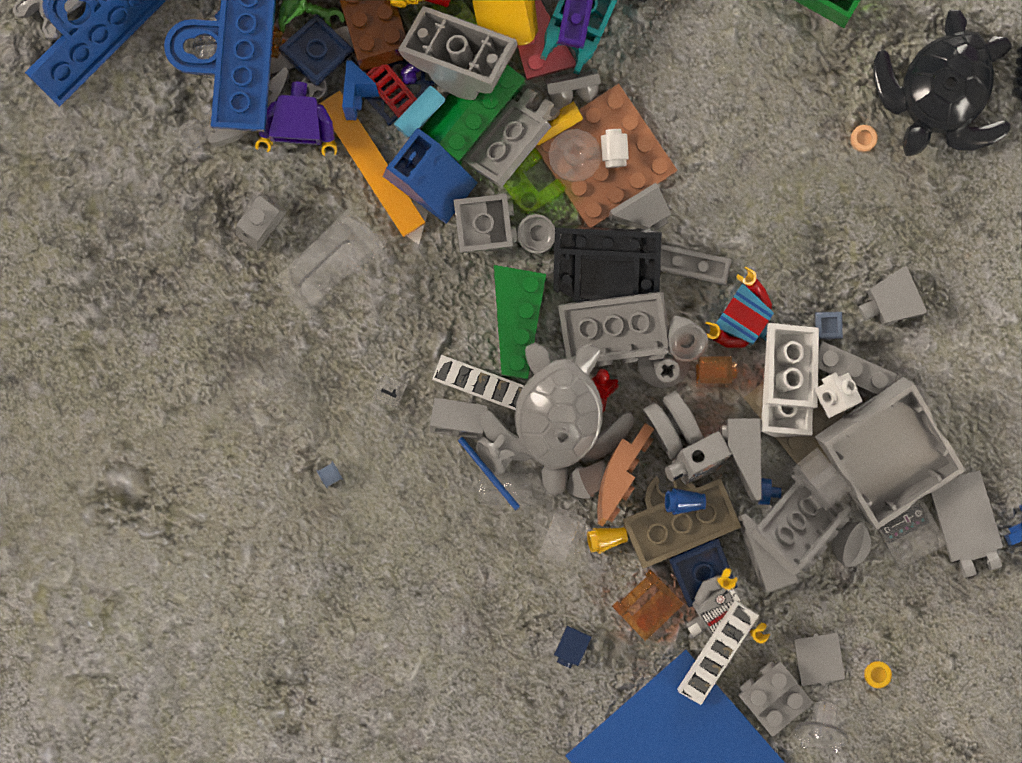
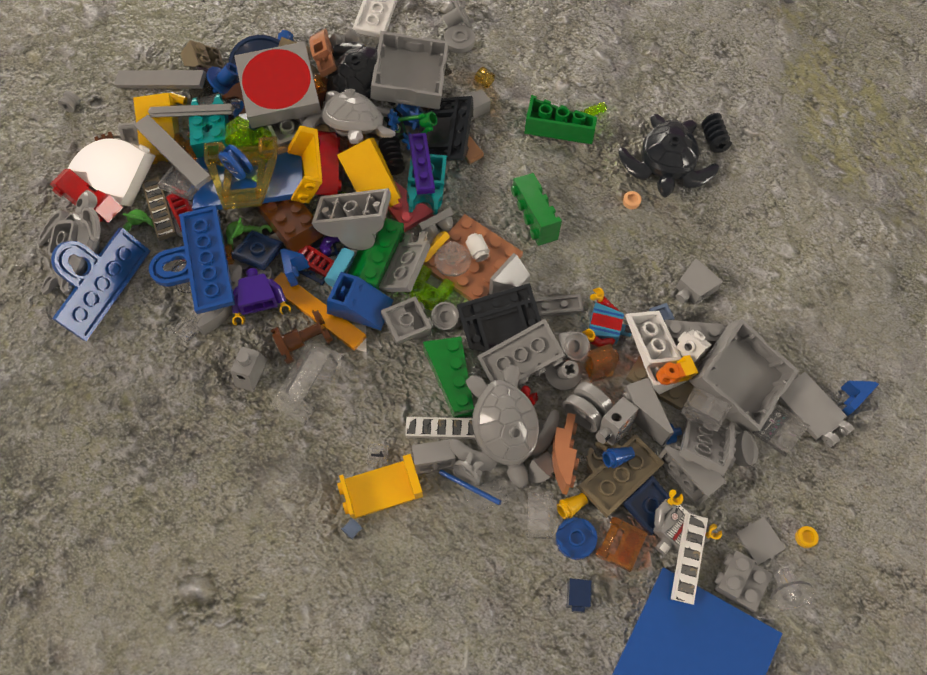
camera: 20 degrees left, 20 degrees down
(329, 204) = (295, 339): none -> reddish brown piece
(379, 435) = (380, 488): none -> yellow panel
(597, 579) = (576, 538): none -> blue tile
(719, 110) = (536, 209): none -> green wedge
(793, 424) = (678, 372): none -> orange leg

